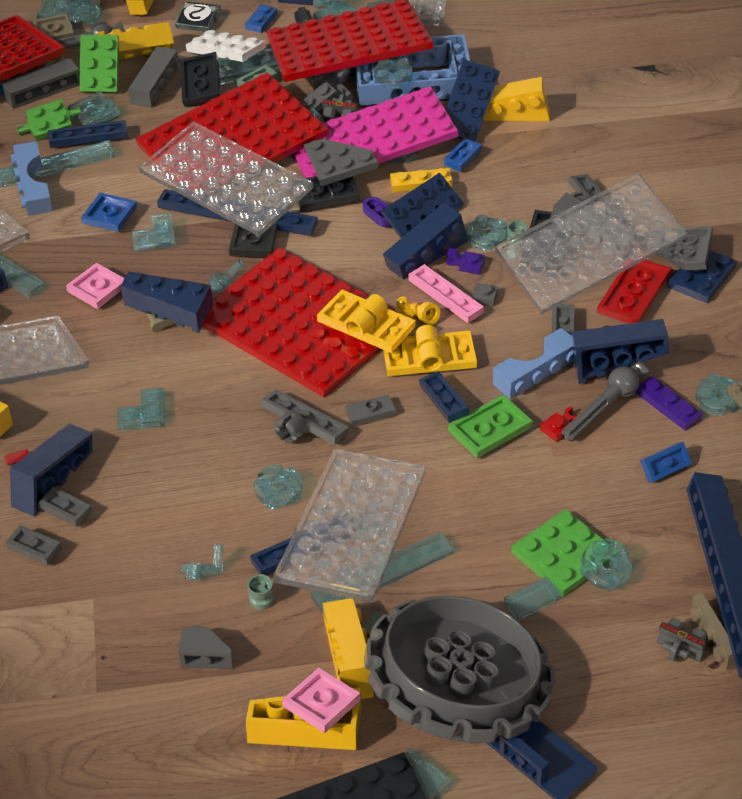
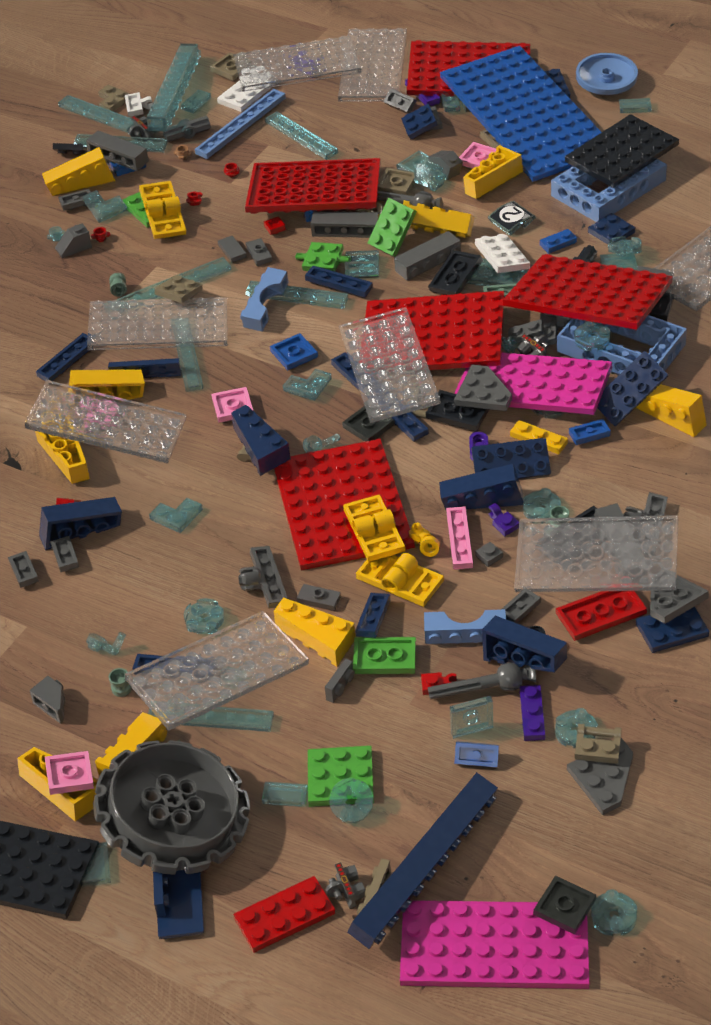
camera: 40 degrees right, 0 degrees up
(404, 437) = (316, 629): none -> yellow wedge
(474, 463) = (339, 680): none -> dark grey plate
(633, 430) = (471, 717): none -> clear light blue tile
(650, 704) = (284, 914): none -> red plate

